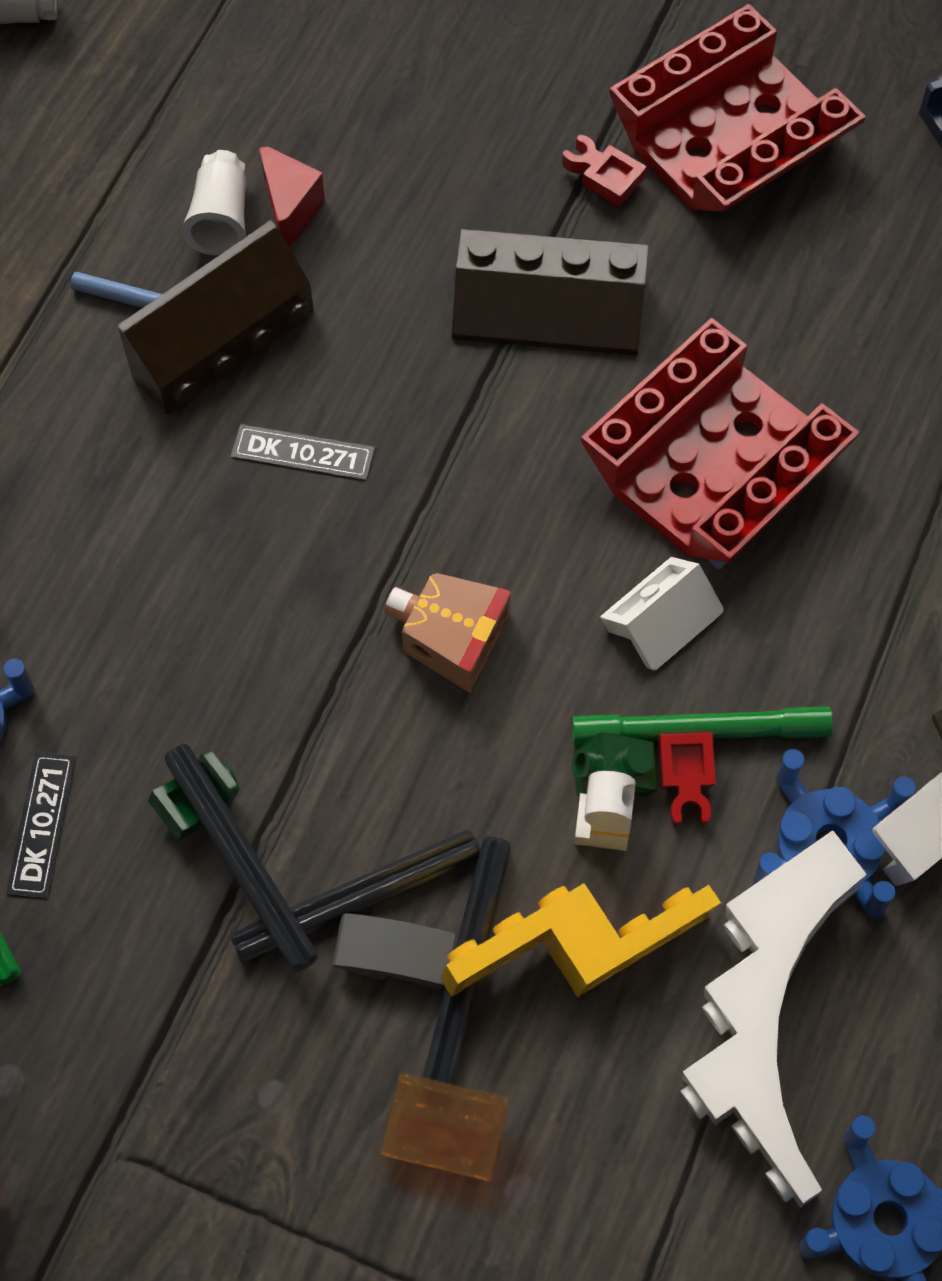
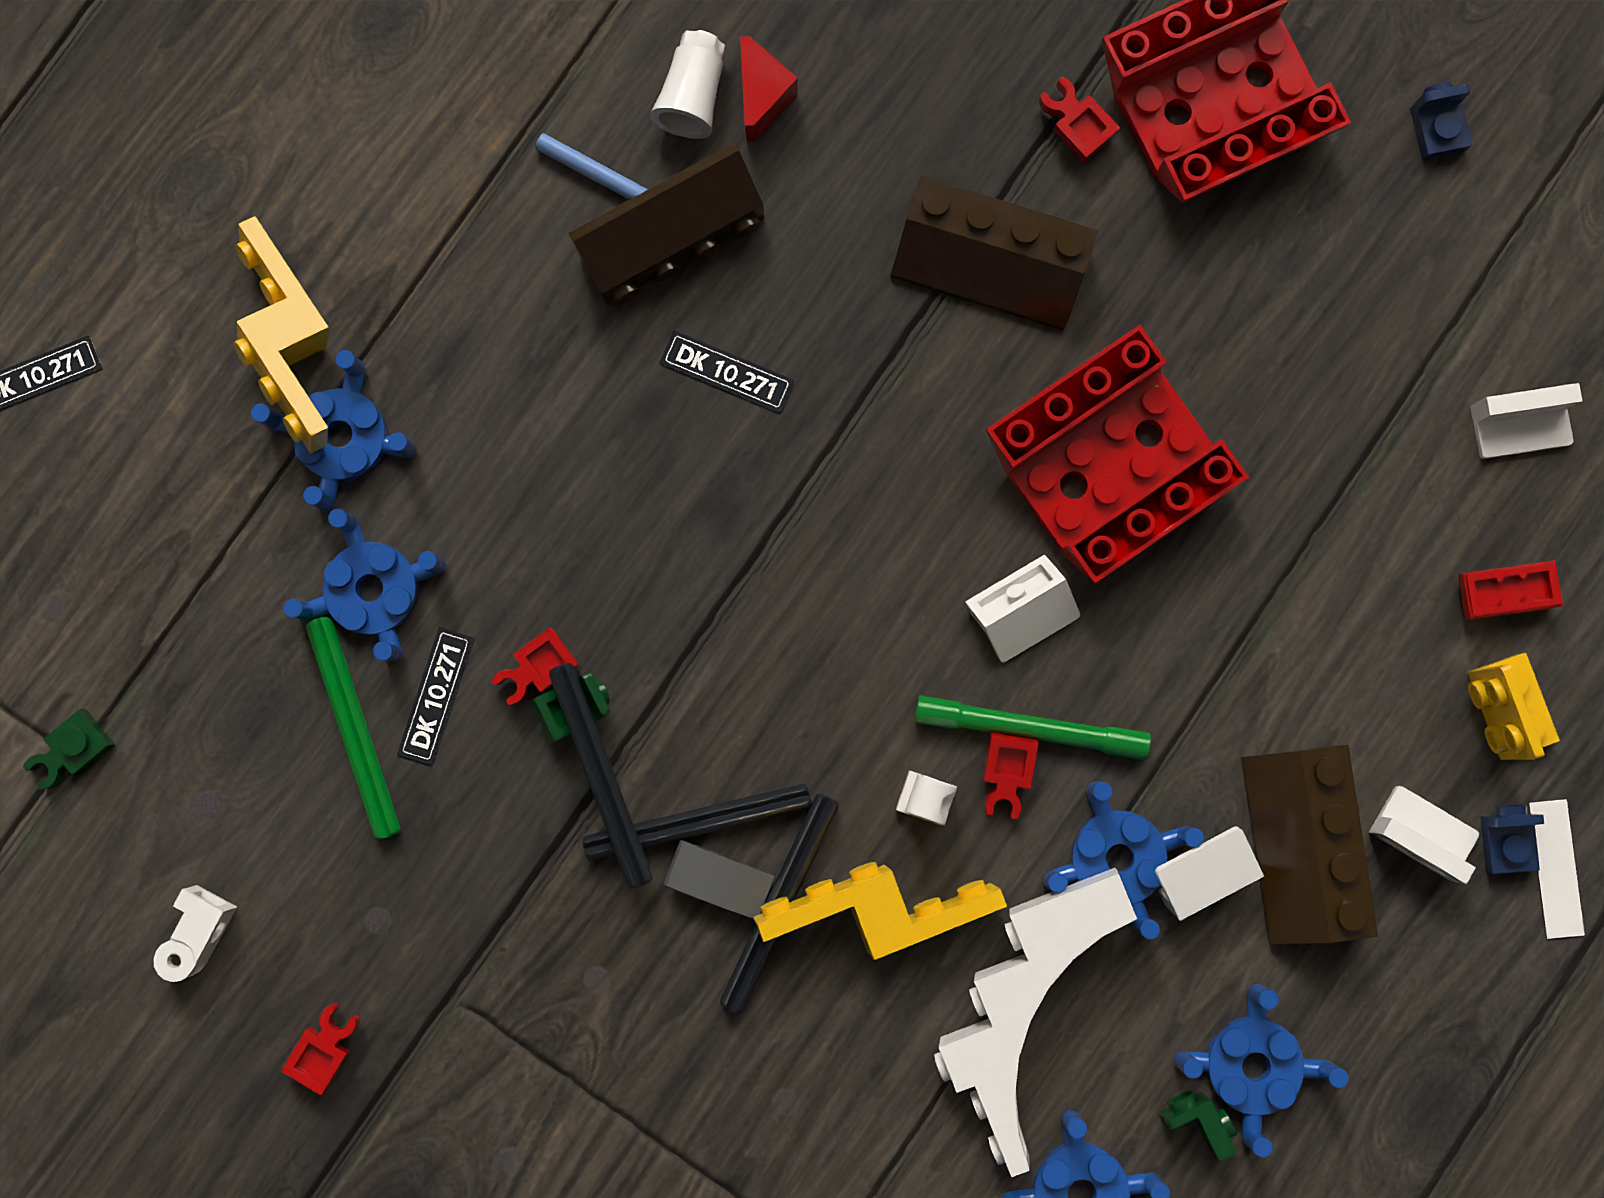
camera: 15 degrees right, 20 degrees up
(145, 765) = (536, 661): none -> red plate
(445, 1126) = (732, 1044): clear orange plate -> none
(451, 625) = (827, 585): nougat torso -> none
(616, 754) = (945, 751): dark green bracket -> none

